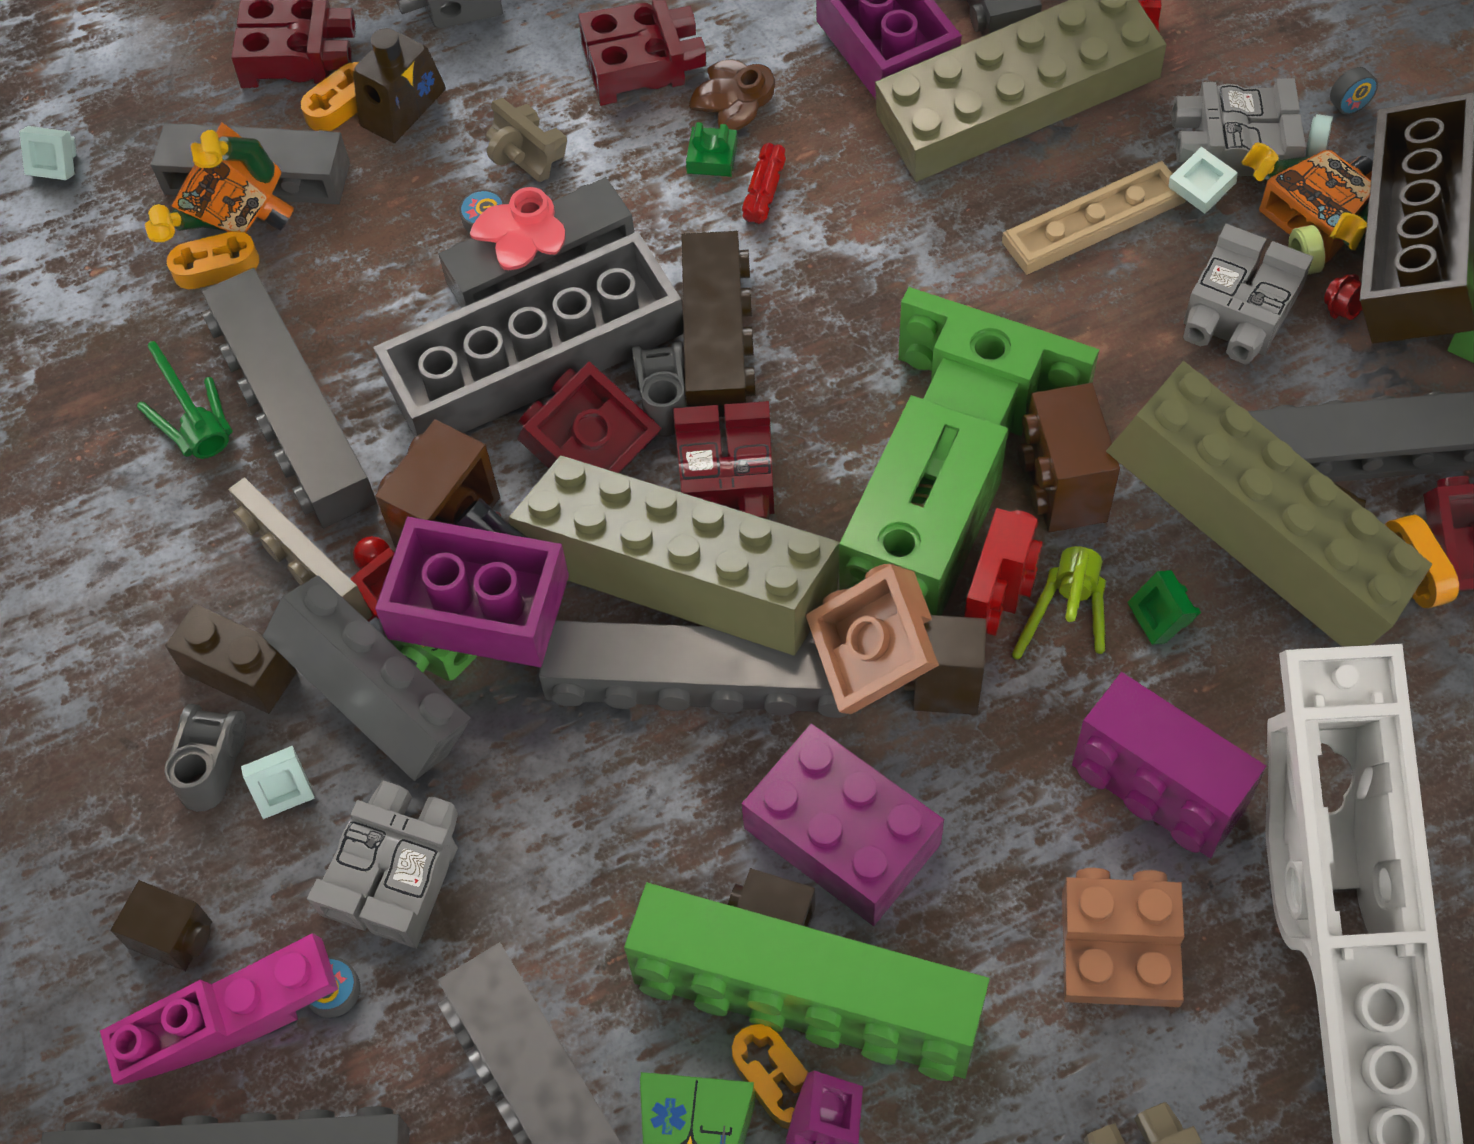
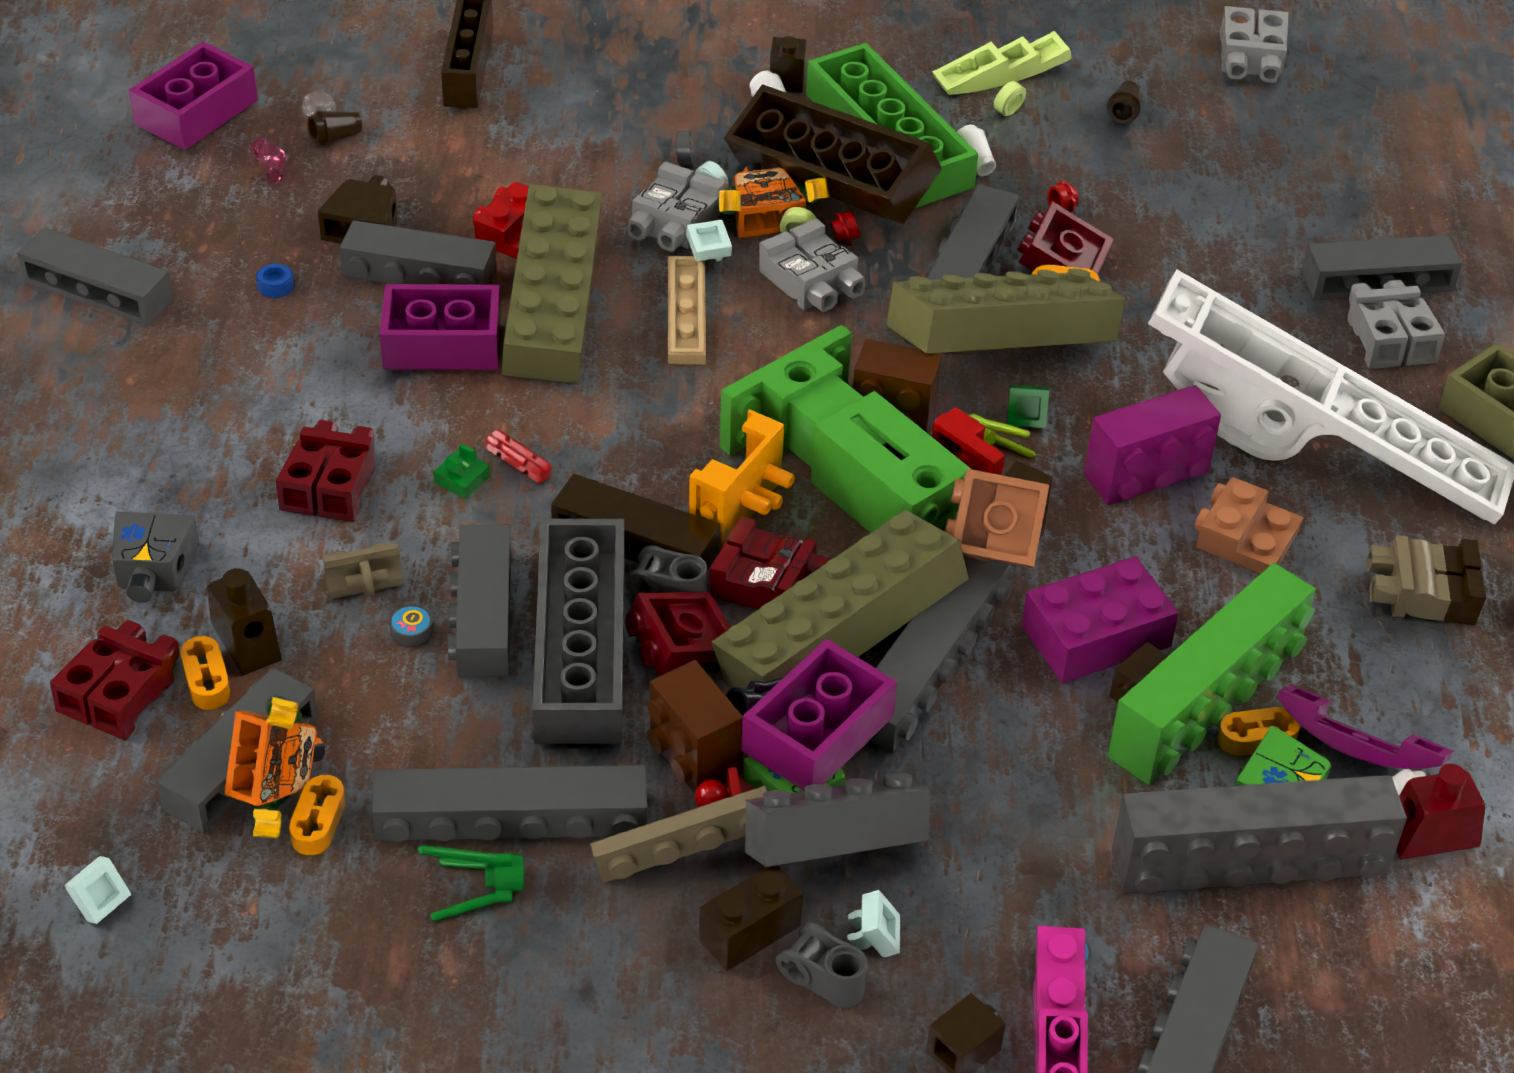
camera: 70 degrees left, 15 degrees down
(388, 866) = (991, 880): light grey hips -> none
(521, 228) = (480, 585): coral plate -> none
(734, 92) = (414, 441): reddish brown plate -> none
(825, 387) = (728, 493): none -> light orange piece

